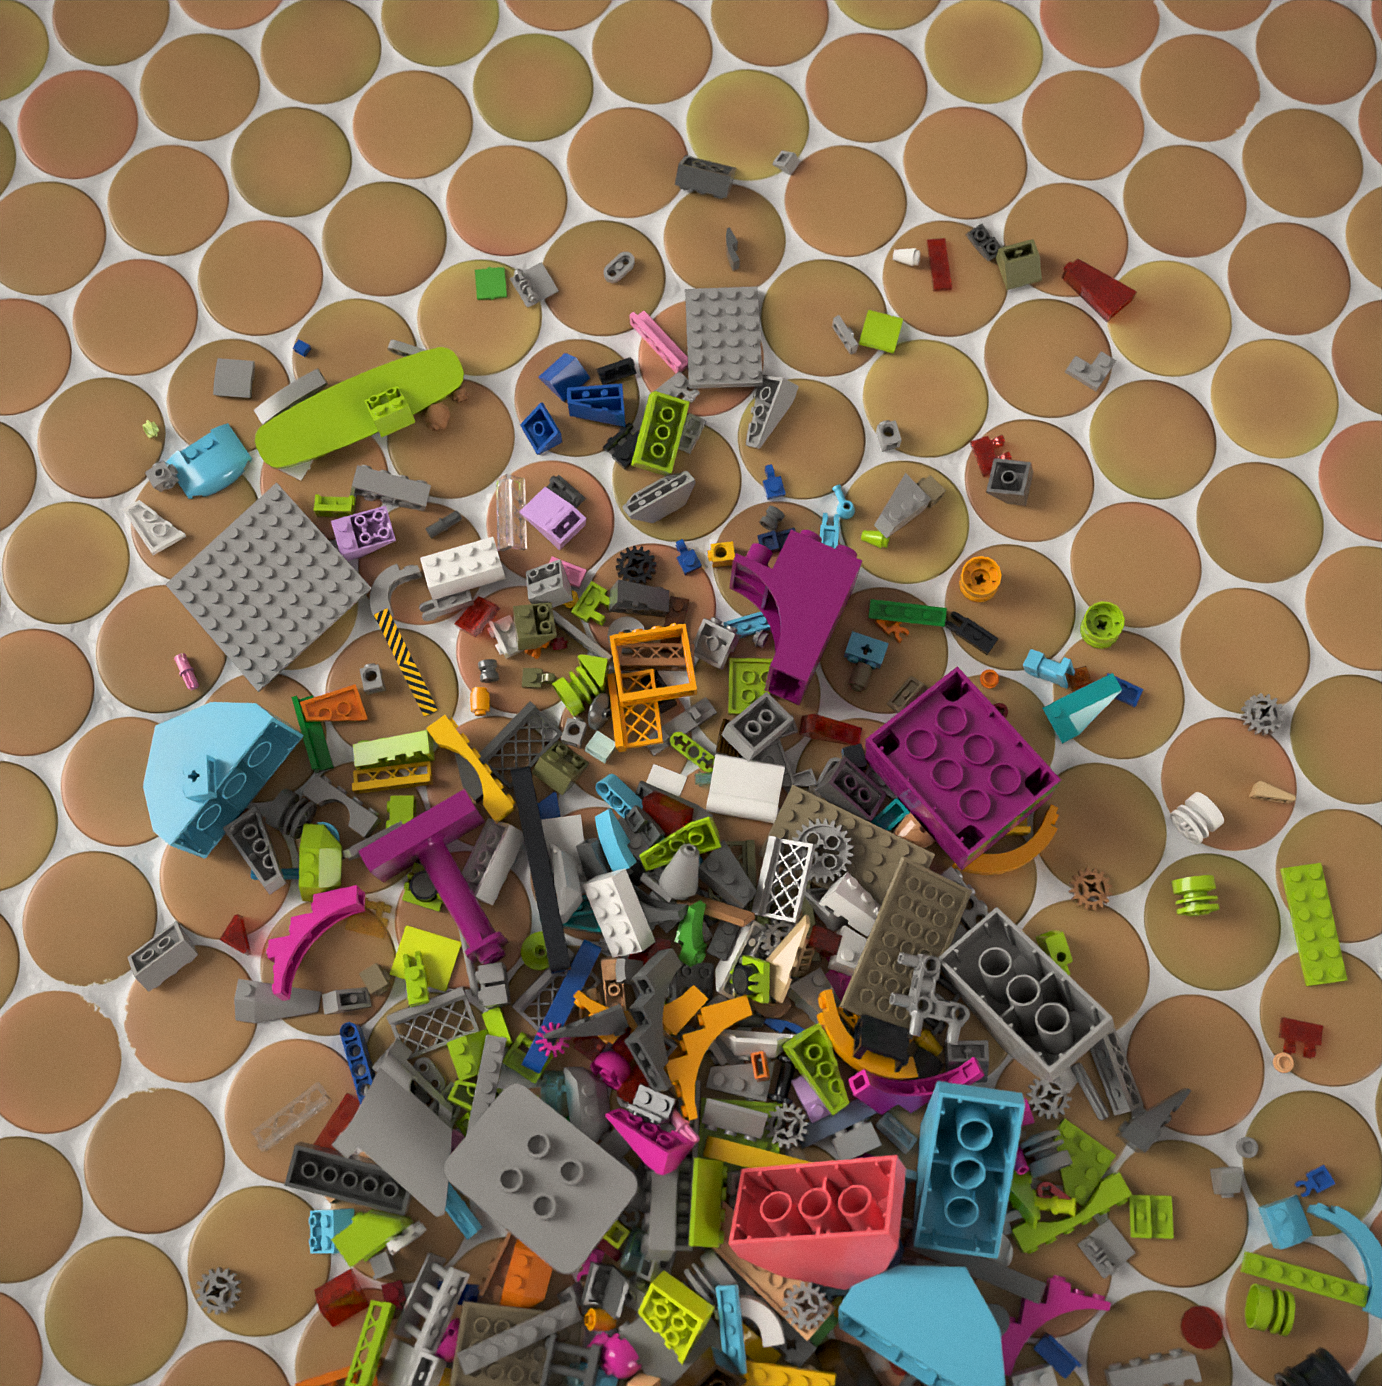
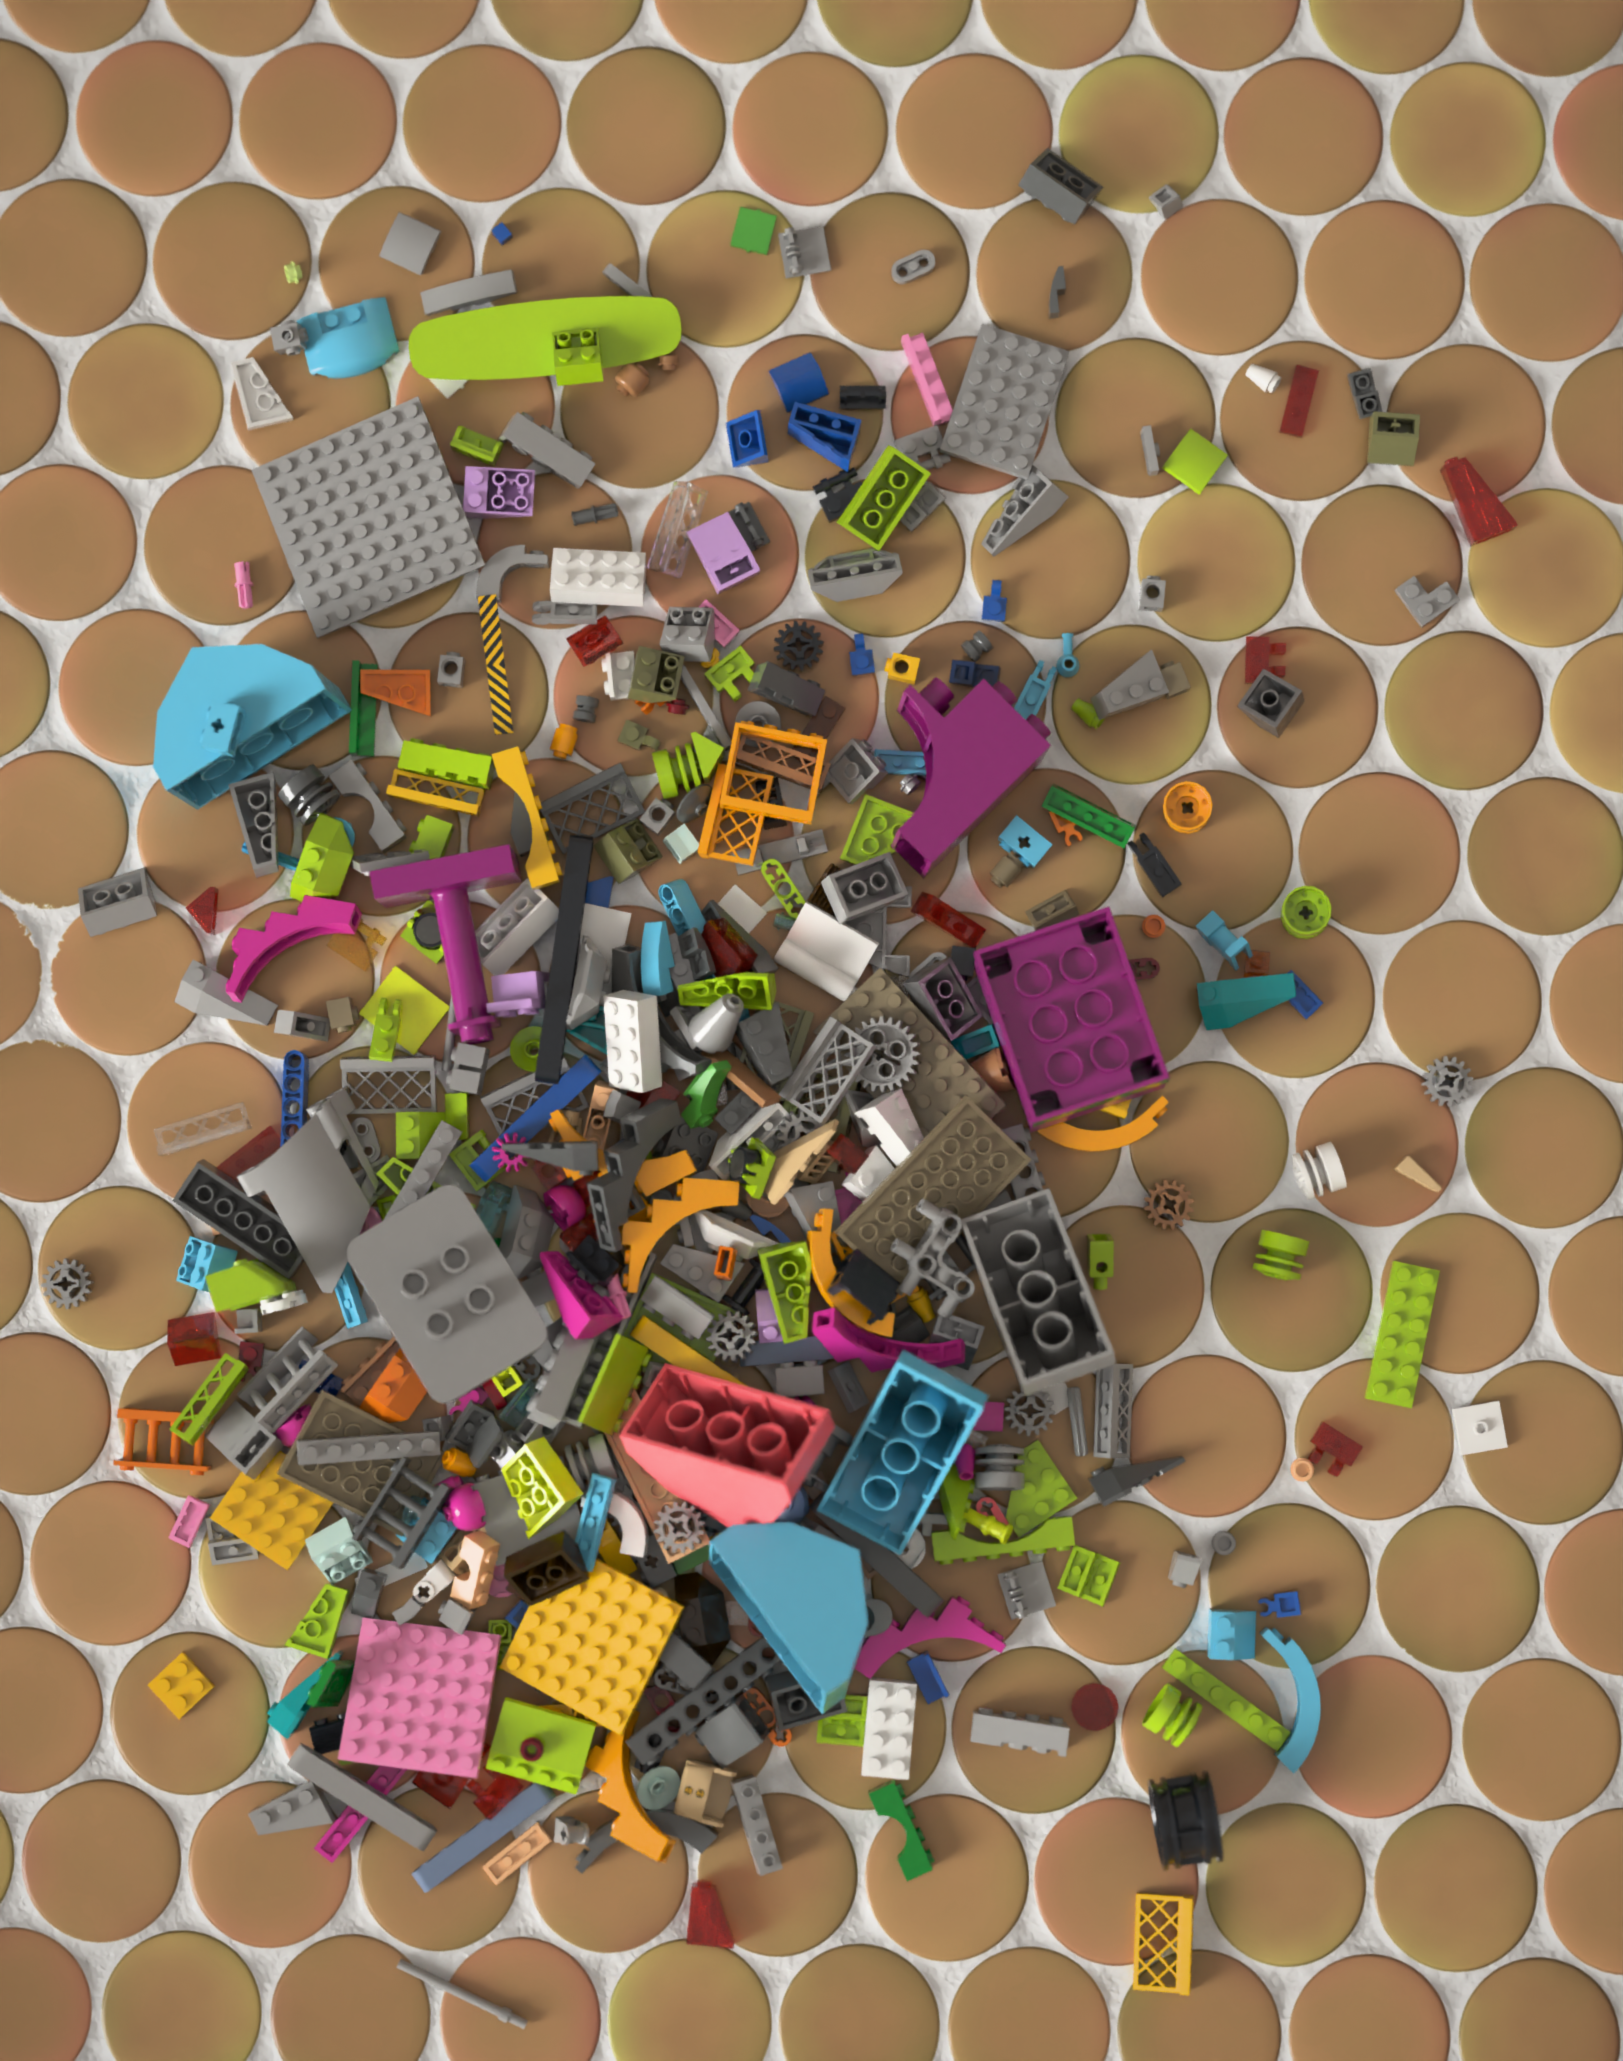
camera: 25 degrees right, 10 degrees up
(513, 909) = (518, 993): none -> lavender bracket

